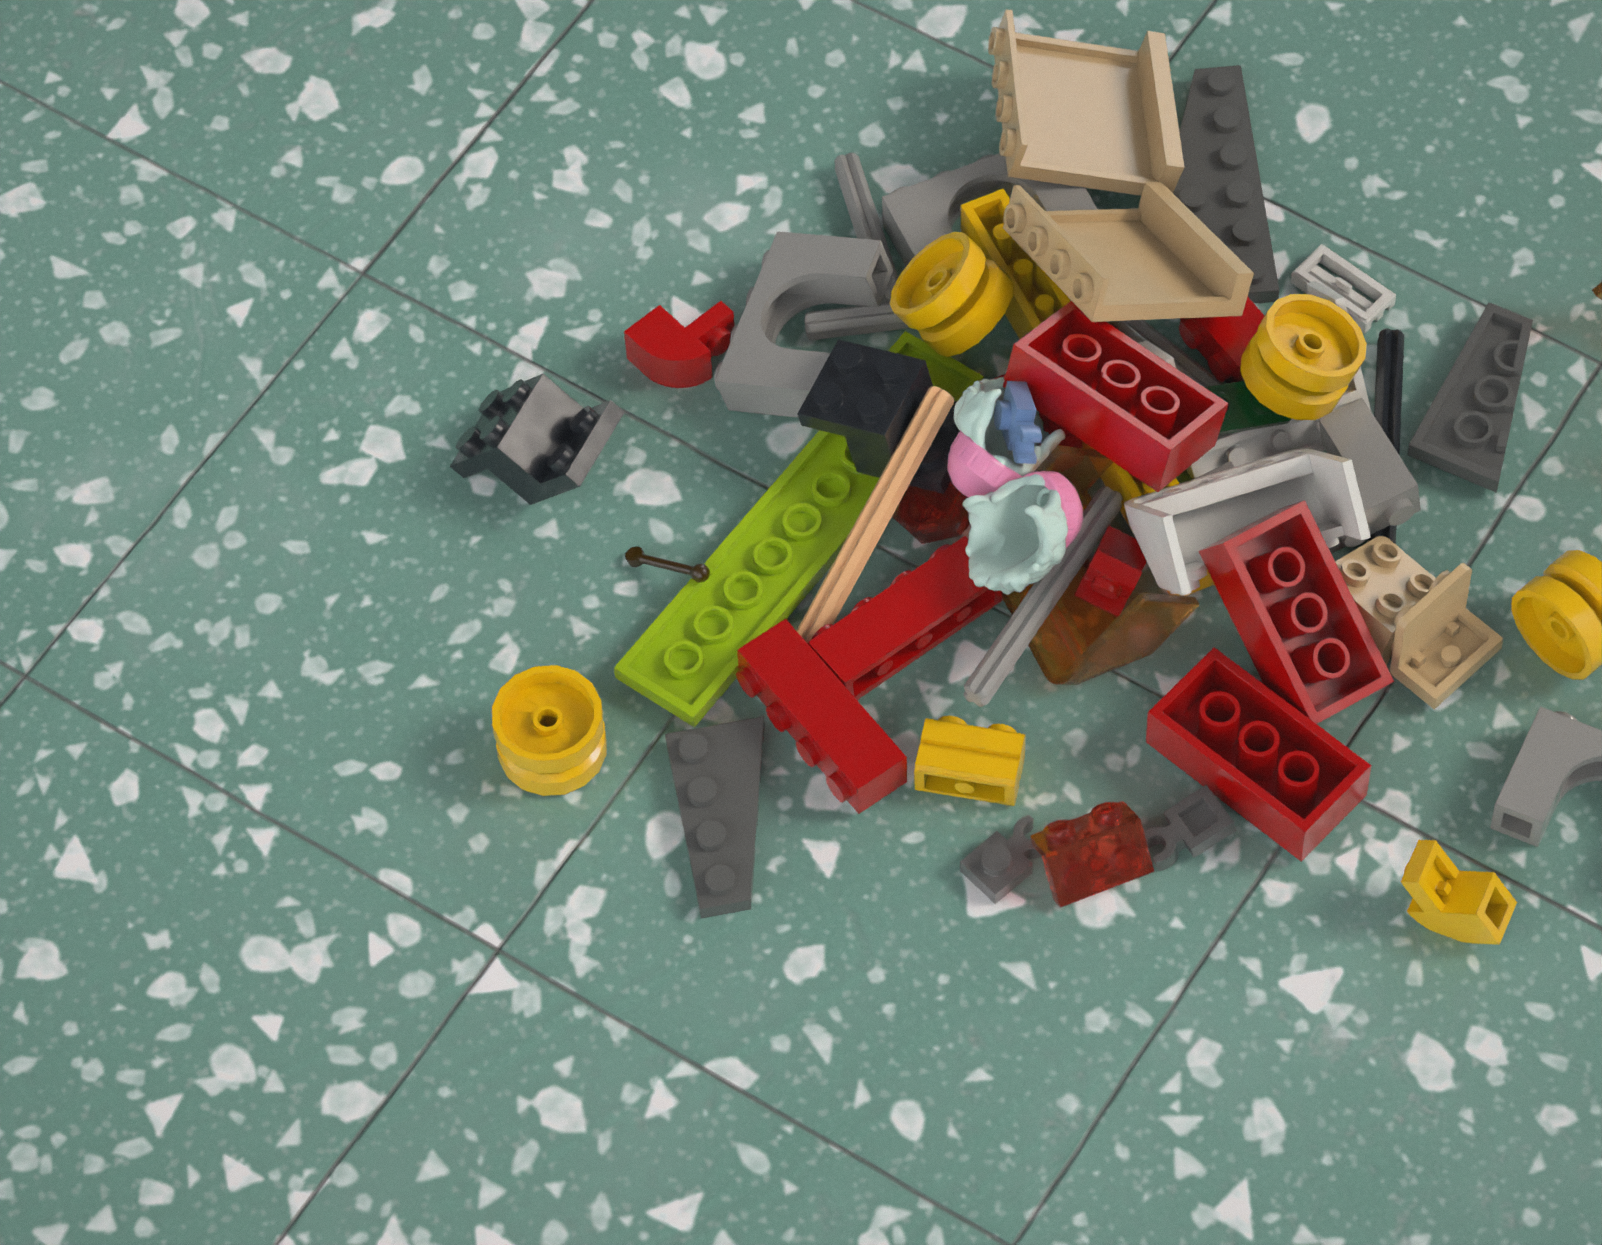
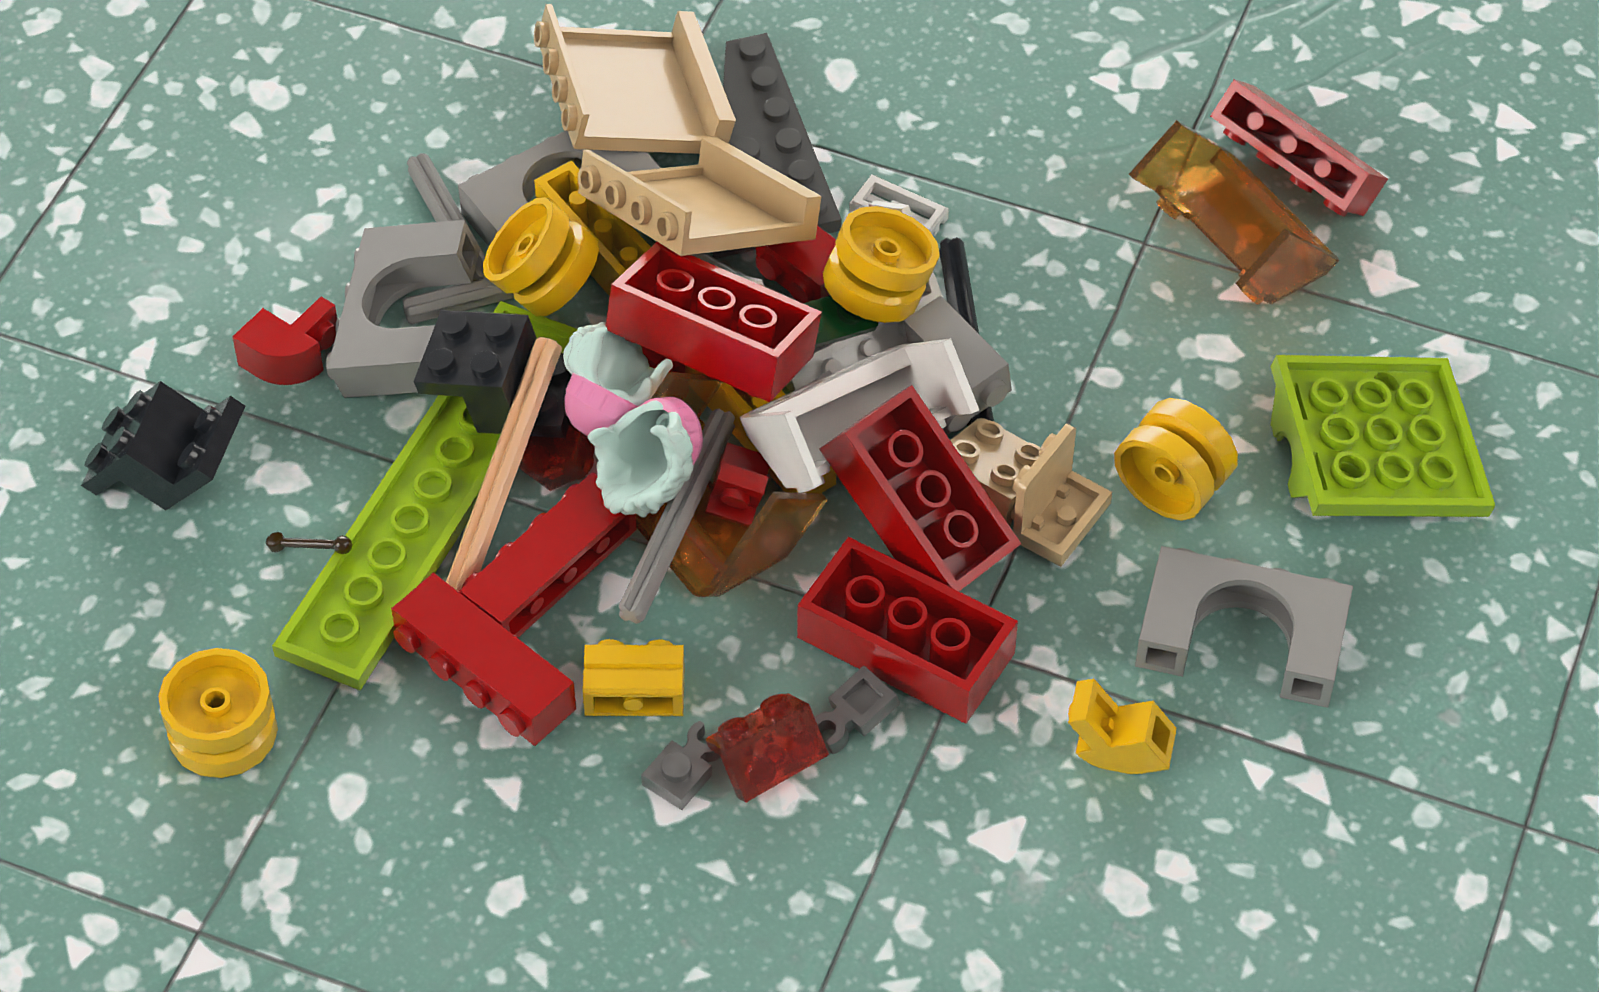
camera: 15 degrees left, 5 degrees down
(718, 798) = (396, 758): dark grey wing -> none
(1016, 420) = (624, 356): medium blue plate -> none
(1475, 406) = (1040, 295): dark grey wing -> none

